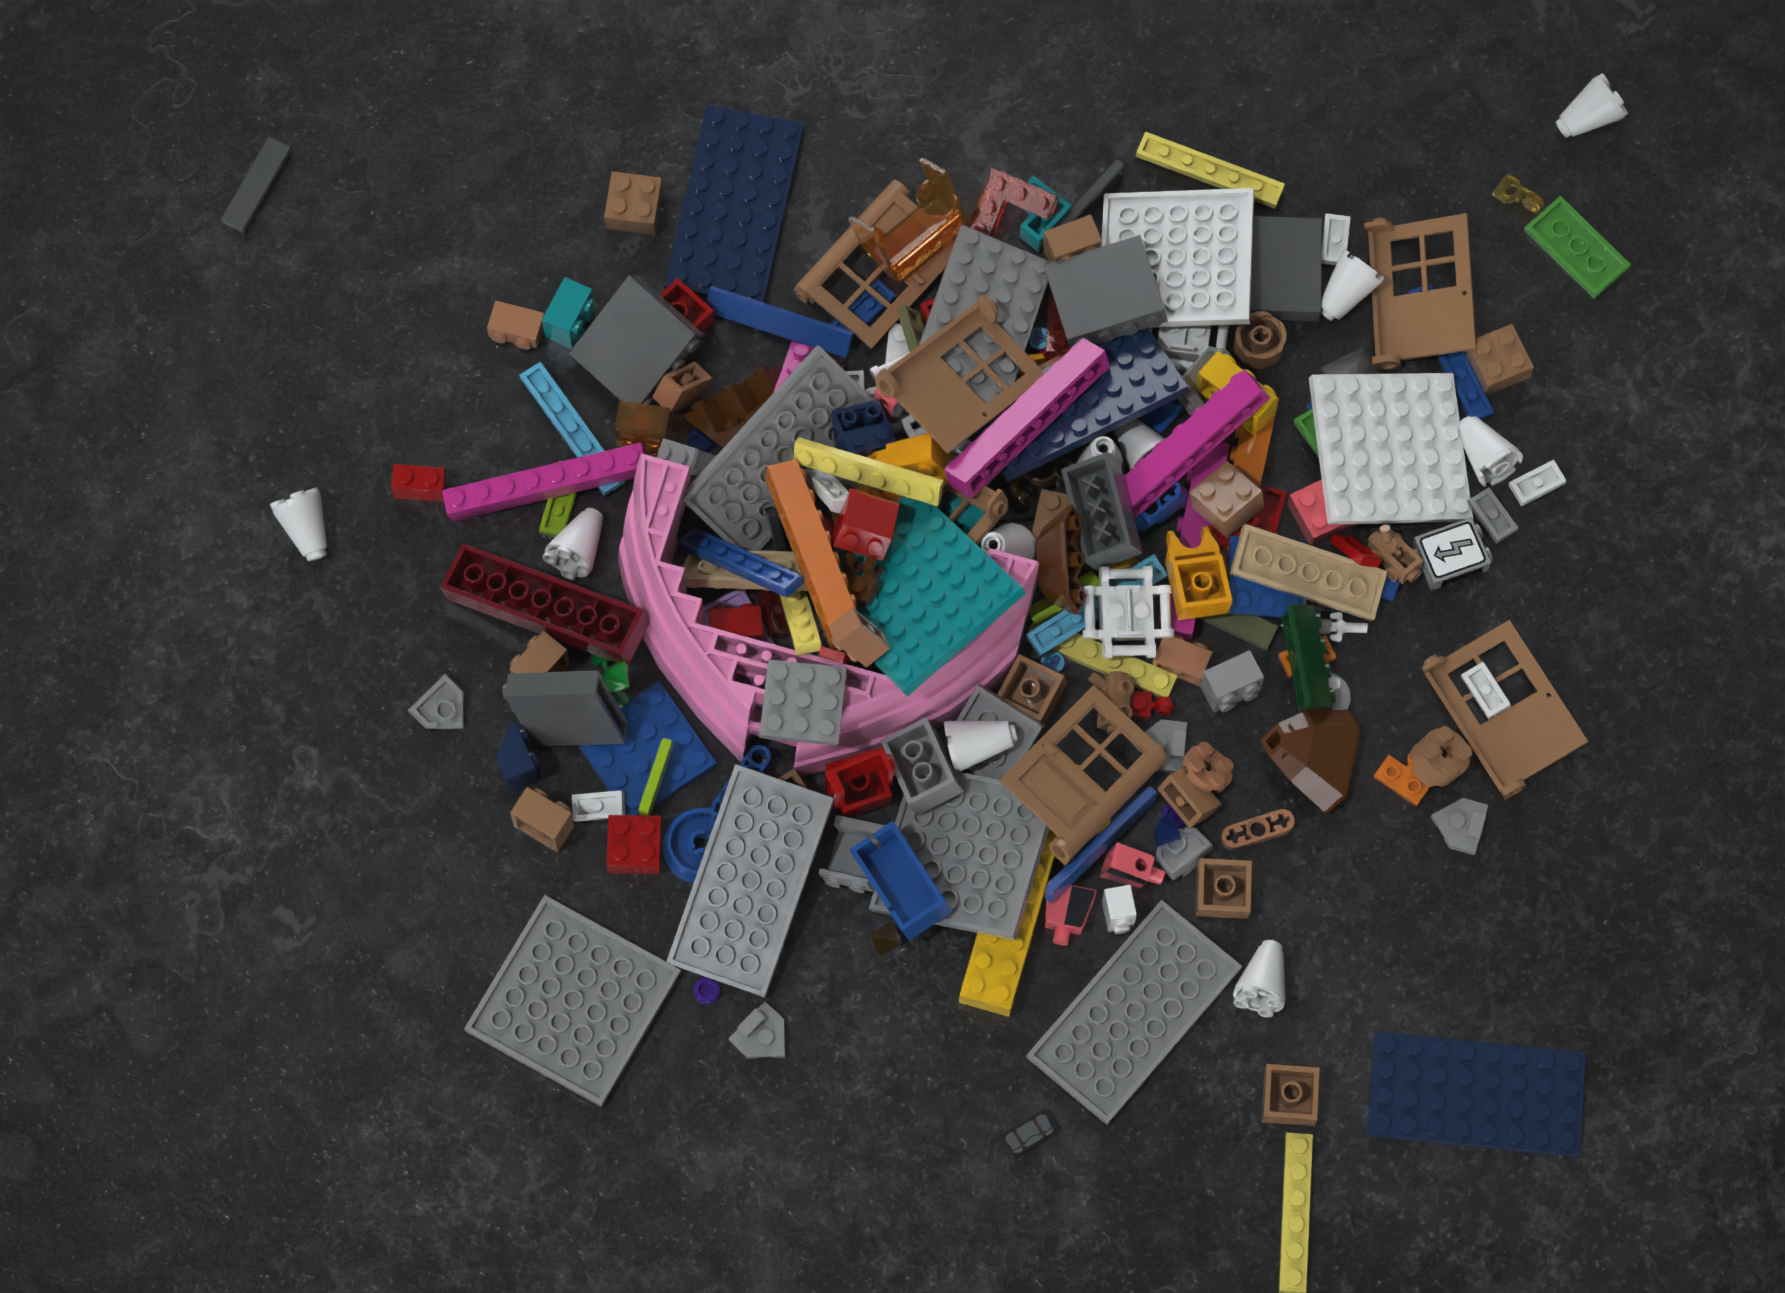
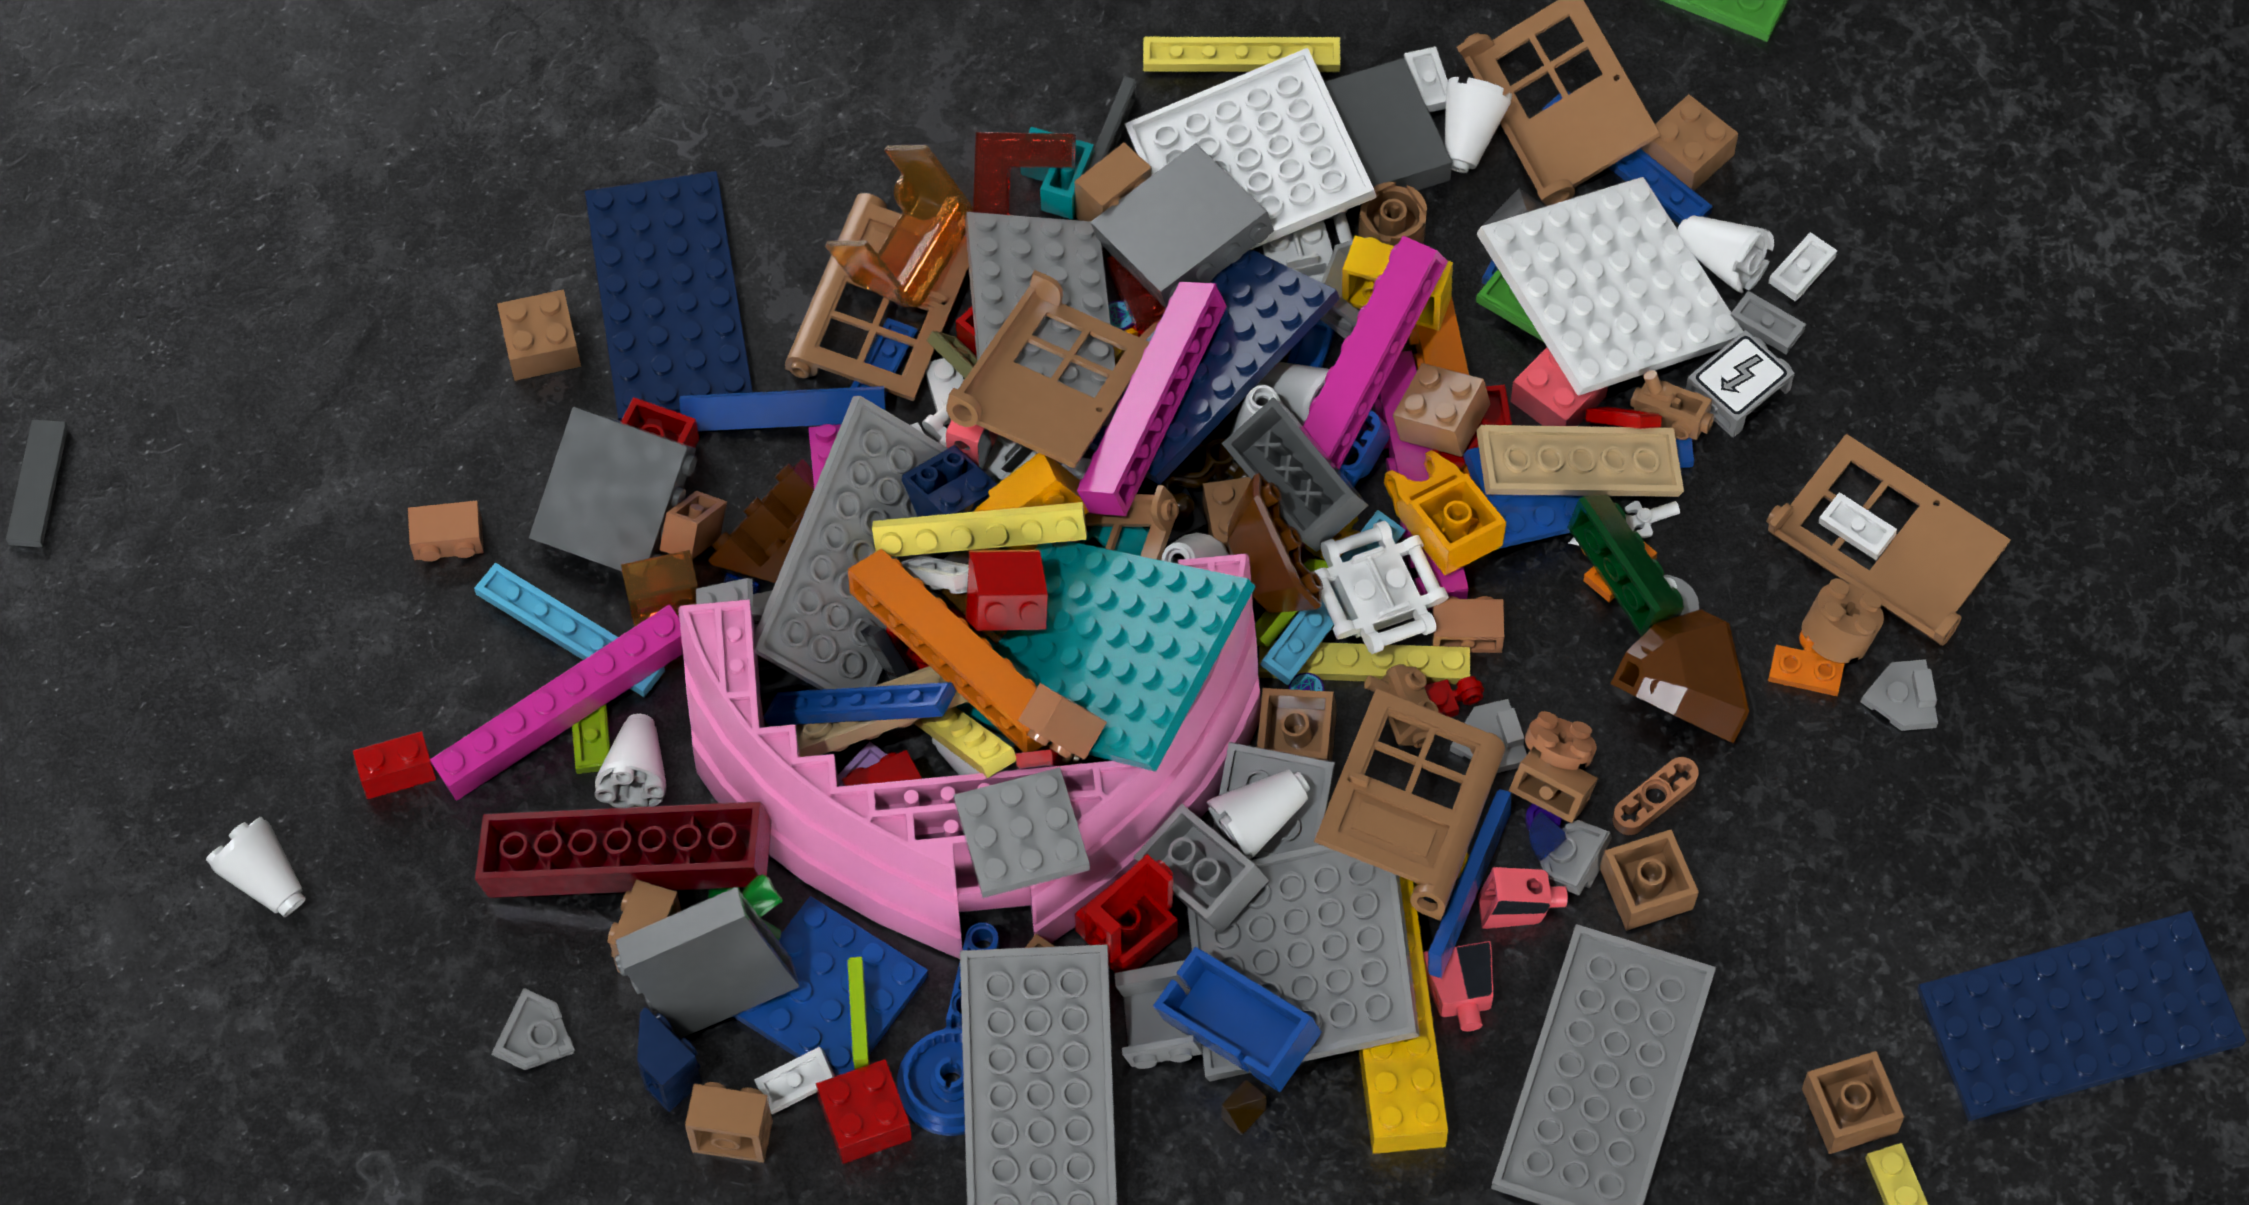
camera: 20 degrees left, 10 degrees down
(569, 313) = (510, 489): teal brick -> none
(773, 613) = (922, 752): clear red plate -> none
(866, 586) = (1039, 664): reddish brown plate -> none
(1119, 909) = (1529, 953): white brick -> none
(1232, 682) = (1544, 626): light grey brick -> none
(1246, 627) = (1524, 560): olive tile -> none
(1263, 981) = (1752, 976): white cone -> none

